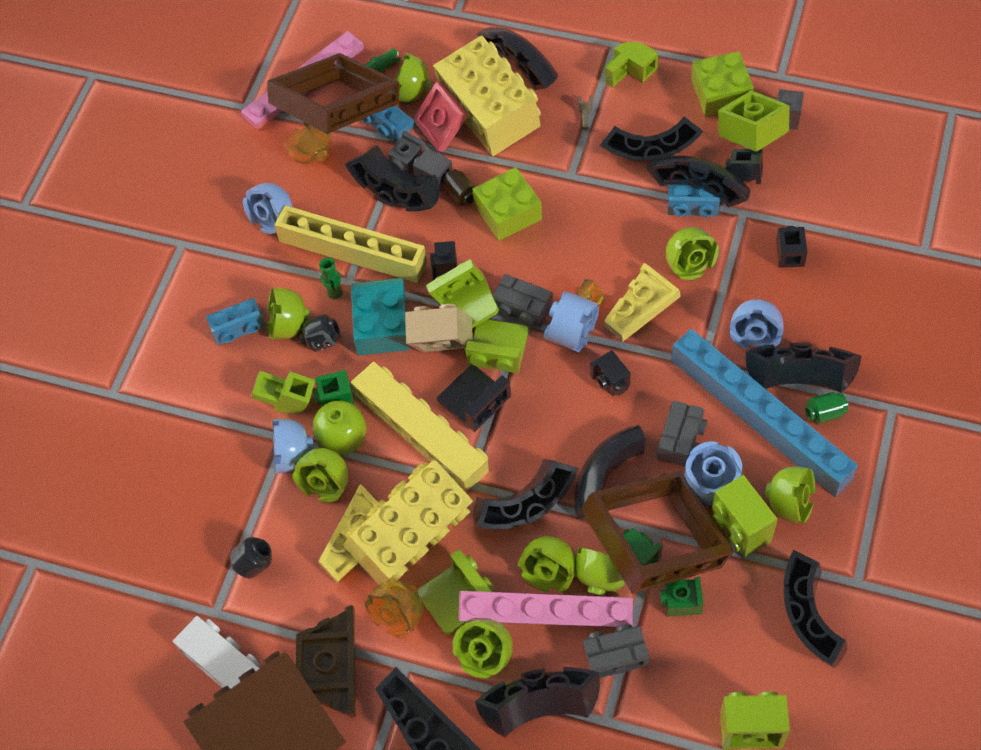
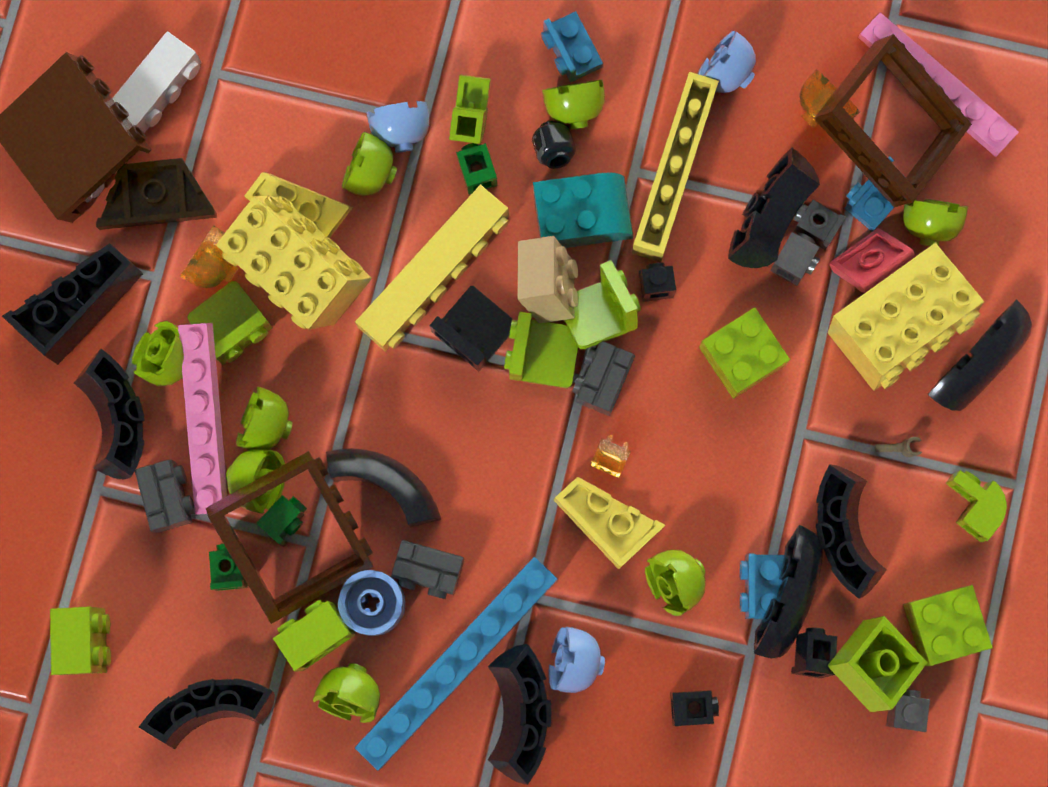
camera: 85 degrees right, 20 degrees up
(251, 557) = (267, 100): black head -> none
(329, 273) = (621, 147): green pin -> none
(339, 427) = (432, 179): lime cylinder -> none
(384, 61) = (965, 177): green pin -> none
(459, 187) = (769, 293): dark brown brick -> none
(529, 503) = (338, 393): black brick -> none
(571, 321) = (567, 436): light blue brick -> none
(610, 373) = (504, 486): black brick -> none
(826, 407) = (466, 740): green brick -> none

